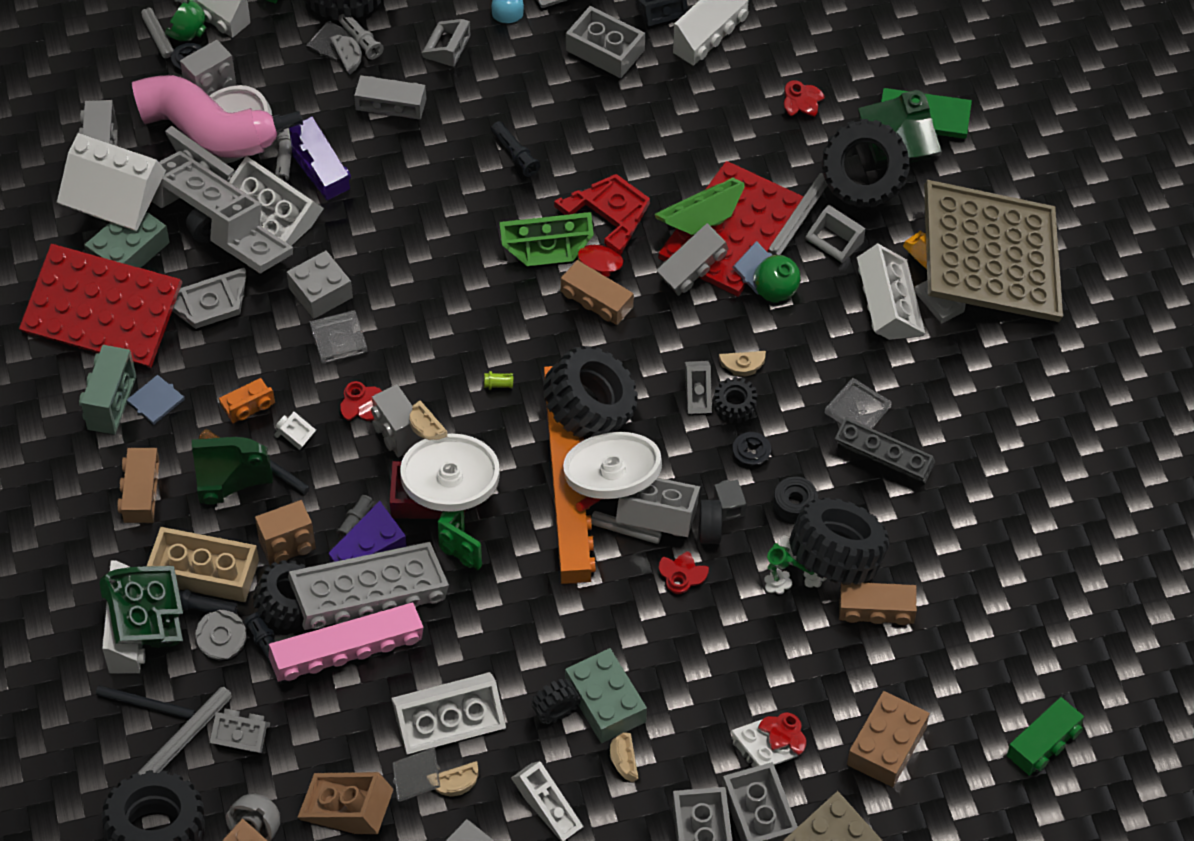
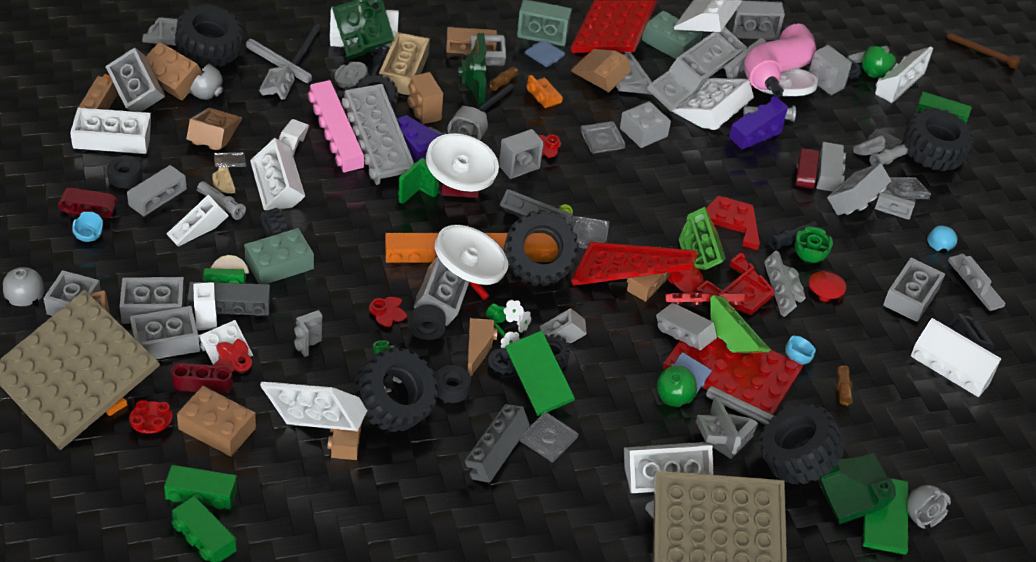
camera: 85 degrees right, 10 degrees down
(178, 447) = (492, 58): none -> light grey tile
(206, 326) = (603, 68): none -> medium nougat slope
(294, 430) = (517, 110): white bracket -> none
(341, 482) = (469, 122): none -> light grey brick
(360, 696) = (293, 133): none -> white slope
(393, 121) = (807, 168): none -> dark red beam
(425, 424) = (506, 150): tan plate -> none
(426, 27) = (907, 188): none -> clear tile
(445, 68) = (859, 189): none -> light grey brick
(481, 206) = (735, 216): none -> red wing
(503, 770) = (227, 203): none -> light grey pin
(509, 402) = (521, 205): none -> dark grey brick
(524, 358) = (590, 230): none -> clear tile
(543, 125) = (813, 244): none -> green cylinder
(594, 126) = (827, 285): none -> red dish
(594, 301) = (620, 261): none -> red wing
(599, 165) = (785, 283): none -> light grey bracket
(643, 243) = (698, 298): none -> red wing
(651, 755) = (224, 276): none -> green bracket
(681, 451) = (511, 312): none -> white plant
(684, 743) = (237, 298): none -> dark grey brick
(708, 160) = (799, 350): none -> medium azure hair
(709, 763) = (205, 306): none -> white slope
(724, 466) = (480, 342): none -> medium nougat slope
(731, 499) = (452, 340): dark grey brick -> none
(742, 363) = (591, 363): tan plate -> none
(744, 650) = (308, 331): none -> light grey bracket
(751, 127) = (844, 385): none -> clear orange pin
(779, 406) = (539, 373): none -> green tile
(803, 100) = (883, 425): red plate -> none
(821, 752) = (194, 376): none -> dark red beam
(841, 239) = (719, 427): none -> light grey bracket
(875, 617) = (316, 406): none -> white slope
(887, 814) = (150, 416): none -> red dish
(913, 74) = (927, 505): none -> light grey cylinder
(987, 746) = (207, 486): none -> green brick

